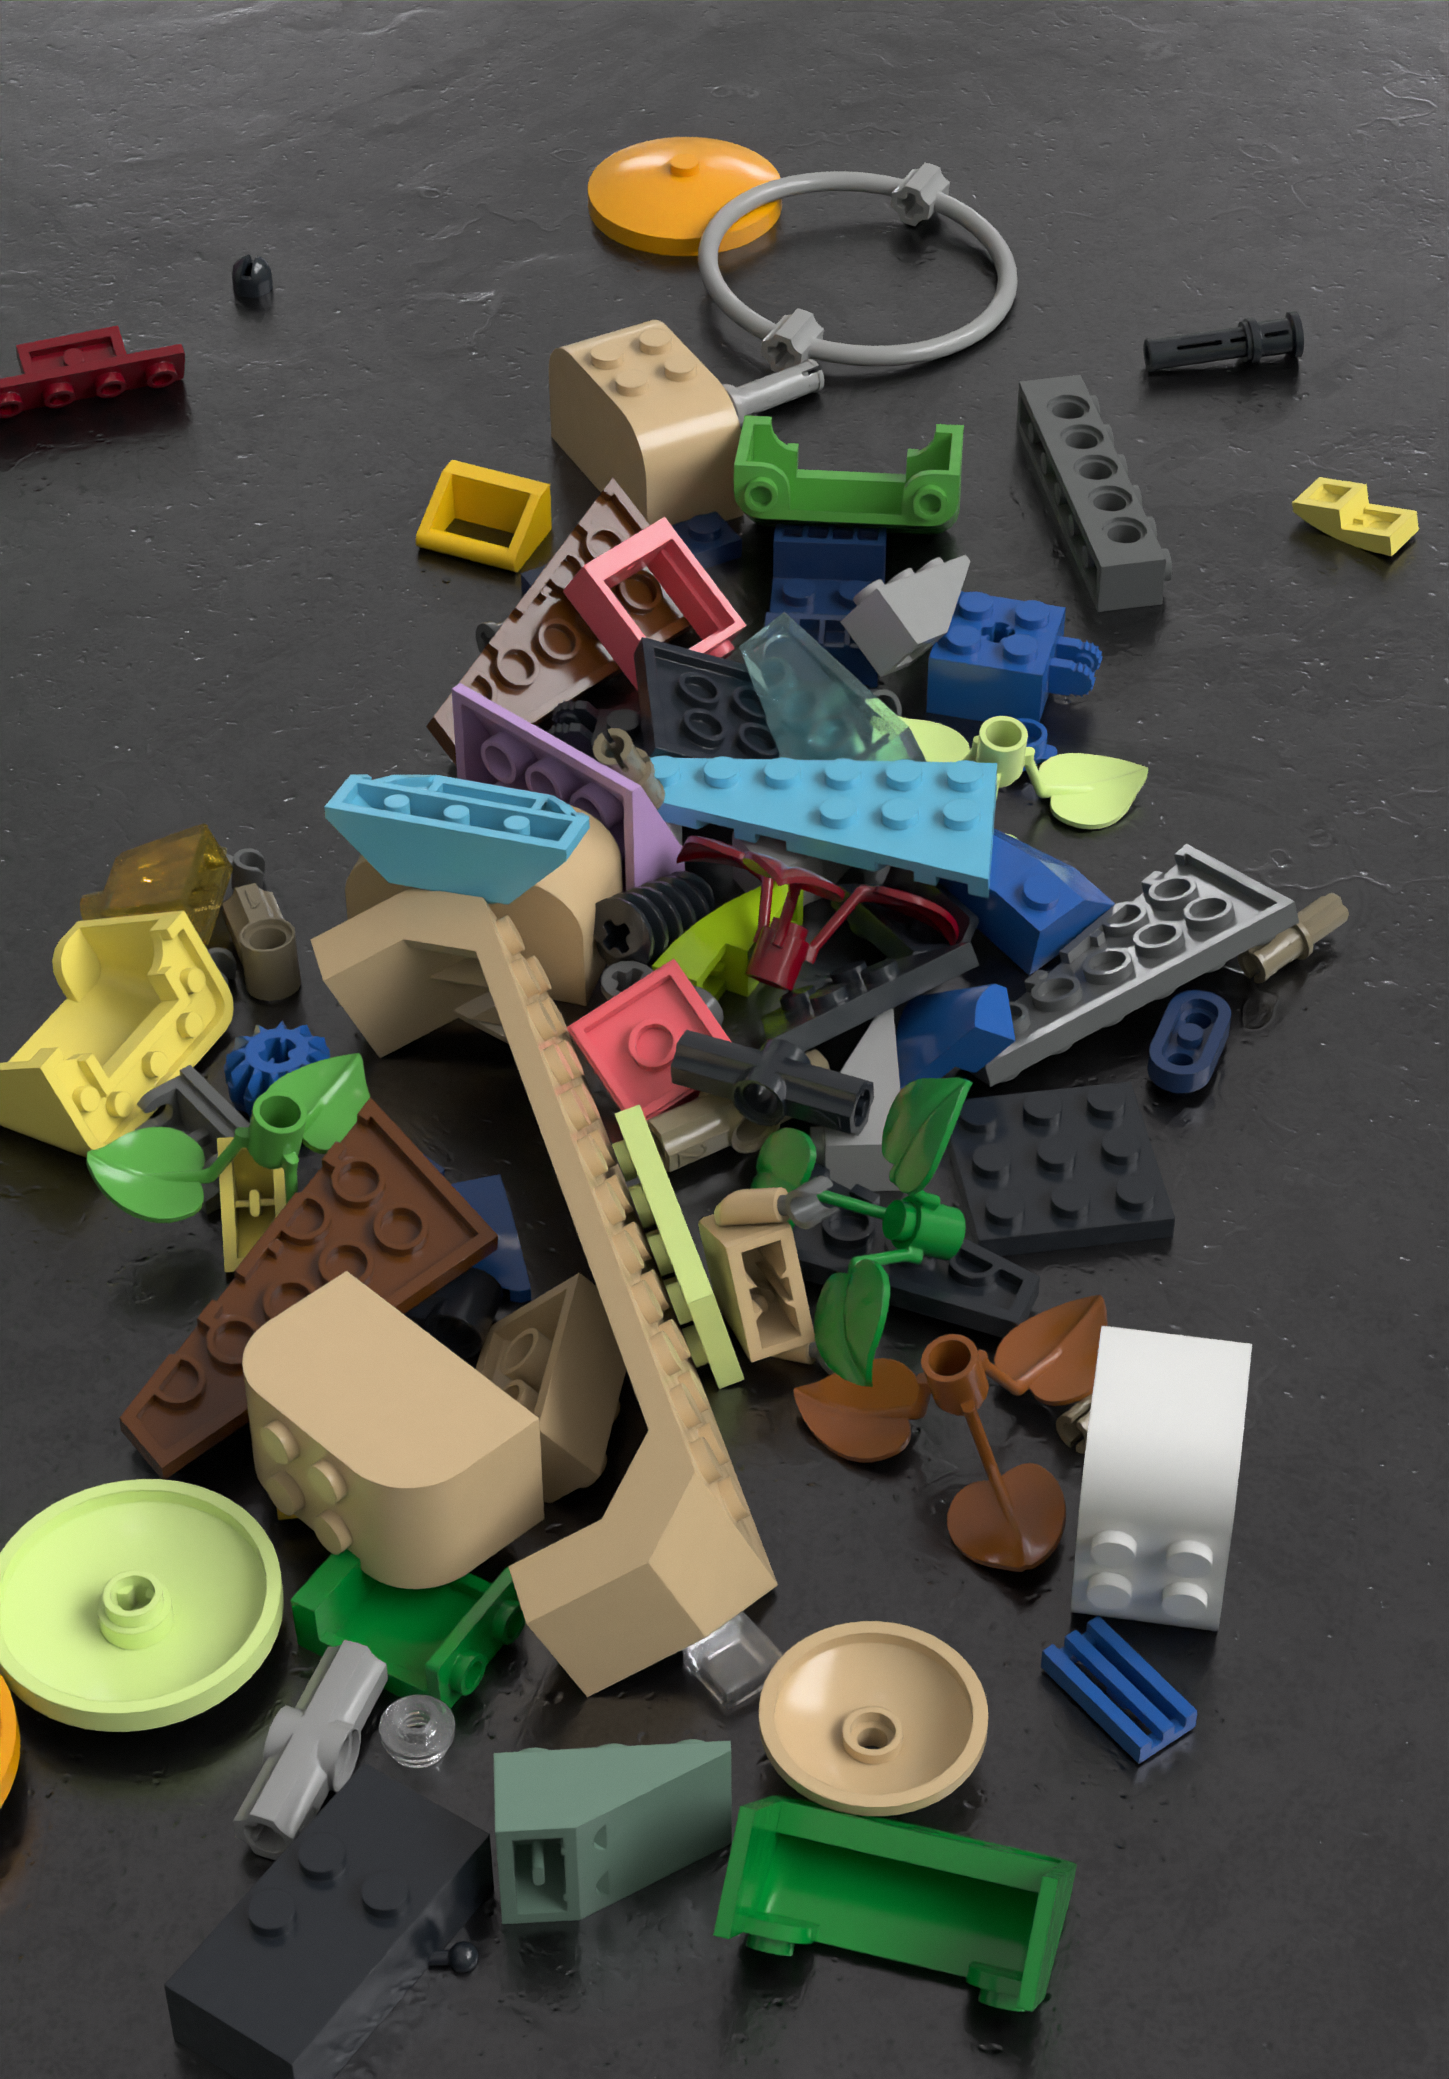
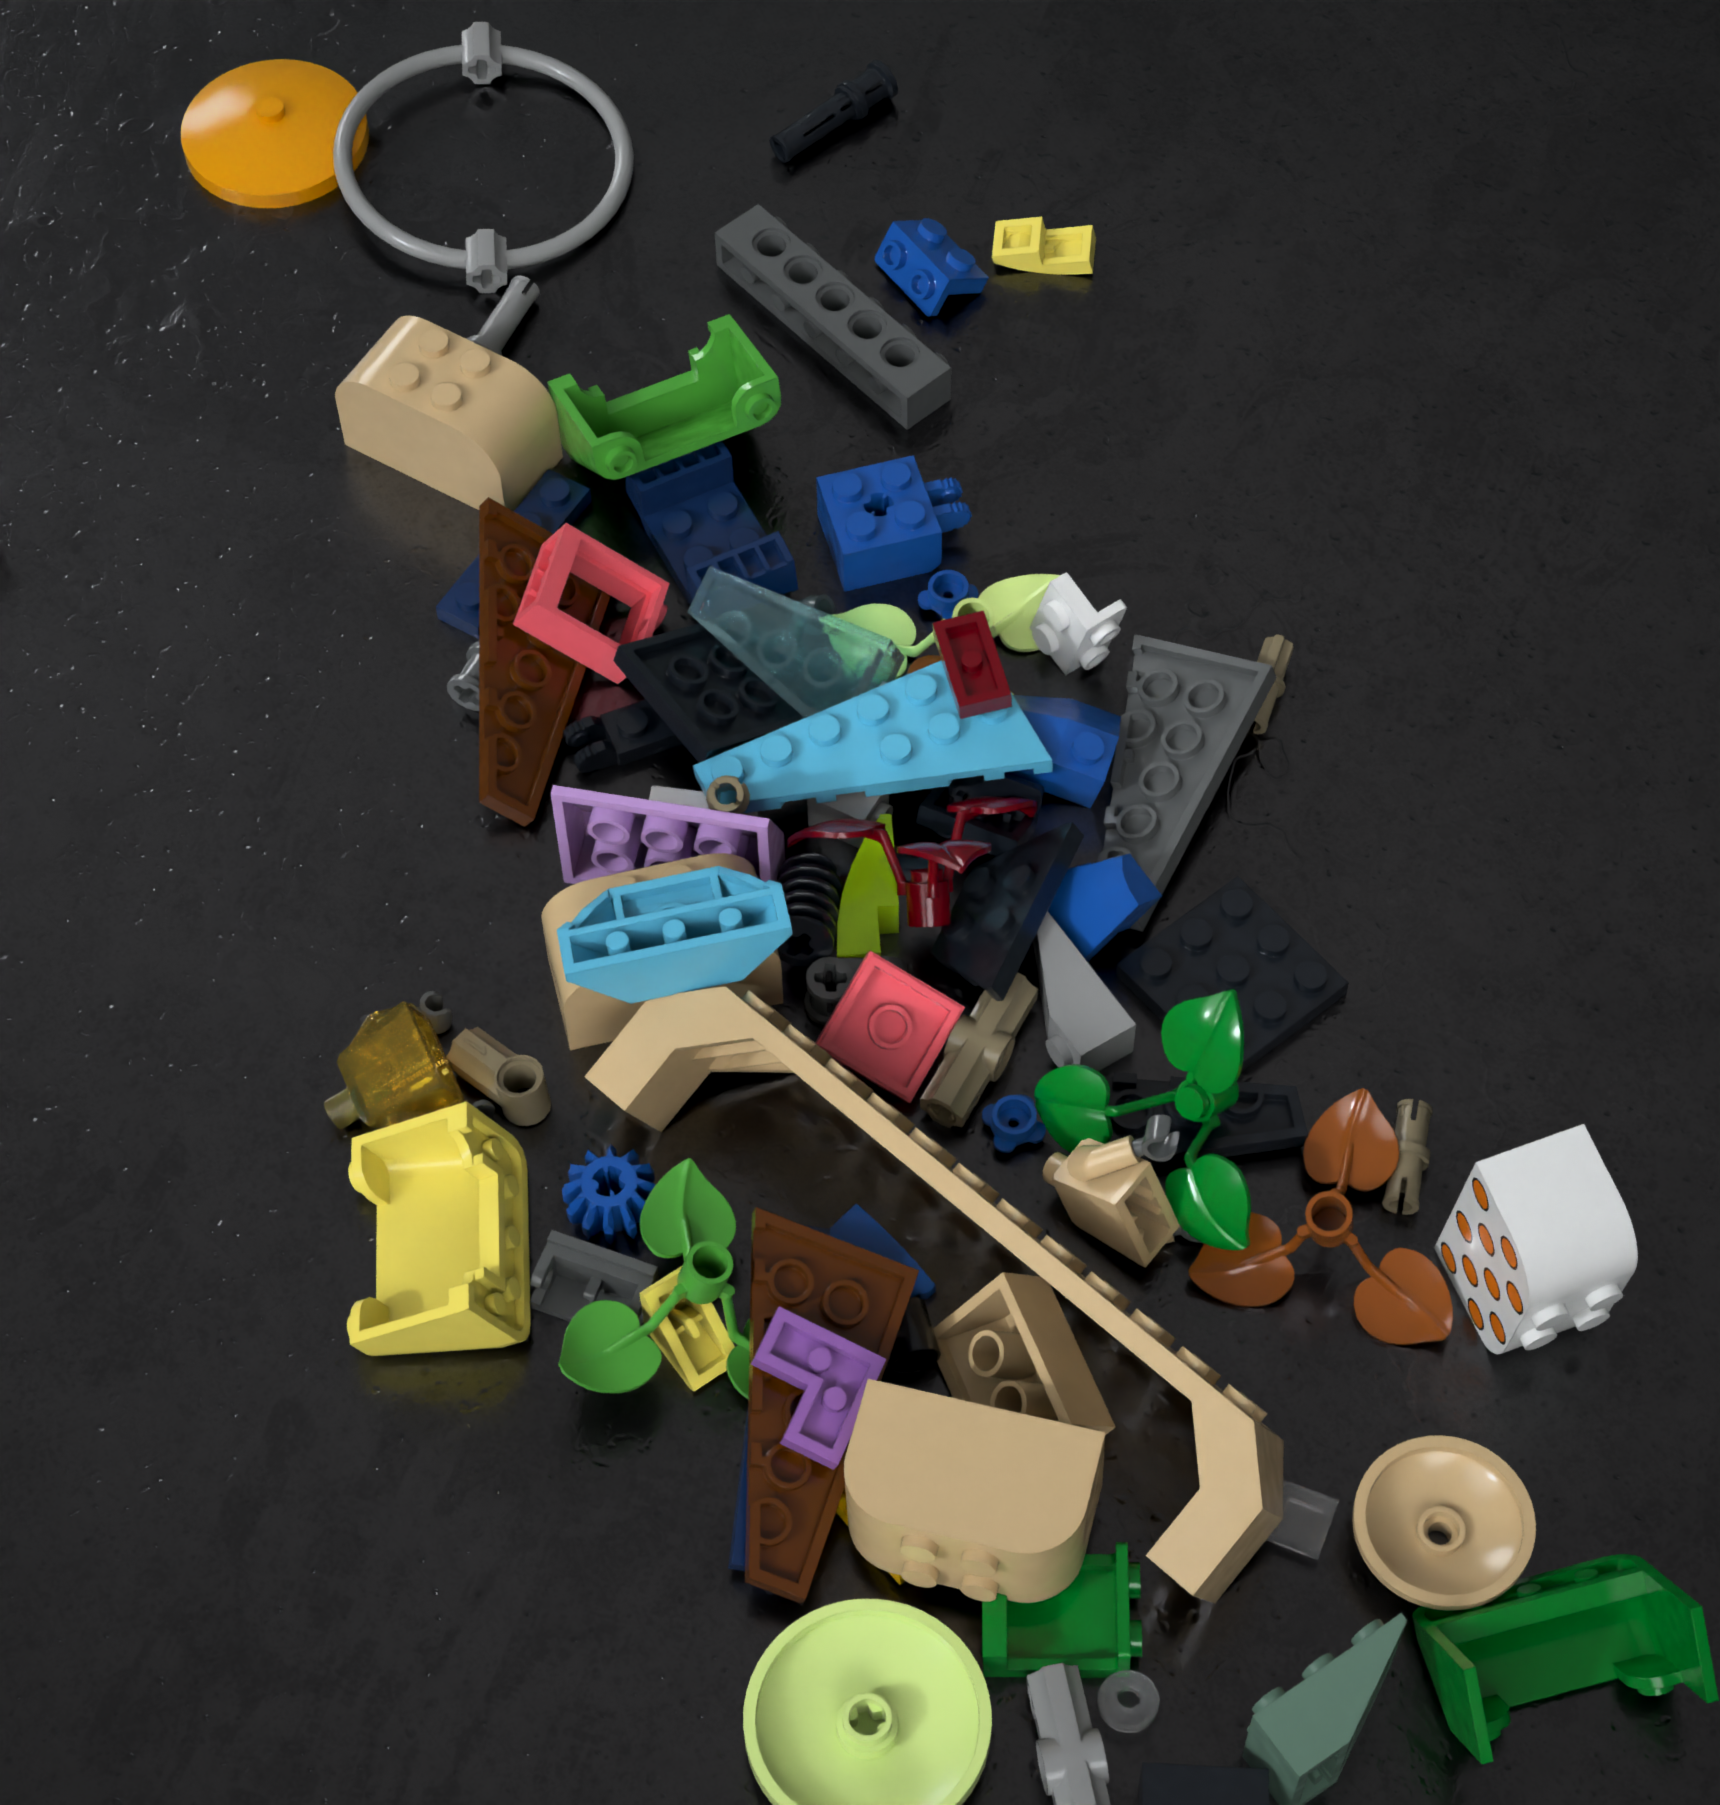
camera: 30 degrees left, 15 degrees up
(316, 1247) = (832, 1378): none -> medium lavender plate
(491, 501) = (364, 542): yellow tile -> none
(674, 1249) = (1038, 1200): yellowish green plate -> none
(717, 1180) = (1013, 1108): none -> blue plate
(772, 1082) = (1015, 1024): black piece -> none
(906, 615) = (808, 523): light grey slope -> none
(961, 762) = (972, 664): none -> dark red plate
(1119, 807) = (1071, 627): none -> white bracket
(1128, 1682) = (1572, 1379): blue tile -> none
(1189, 1041) = (1257, 821): dark blue plate -> none
(1223, 481) = (928, 264): none -> blue bracket

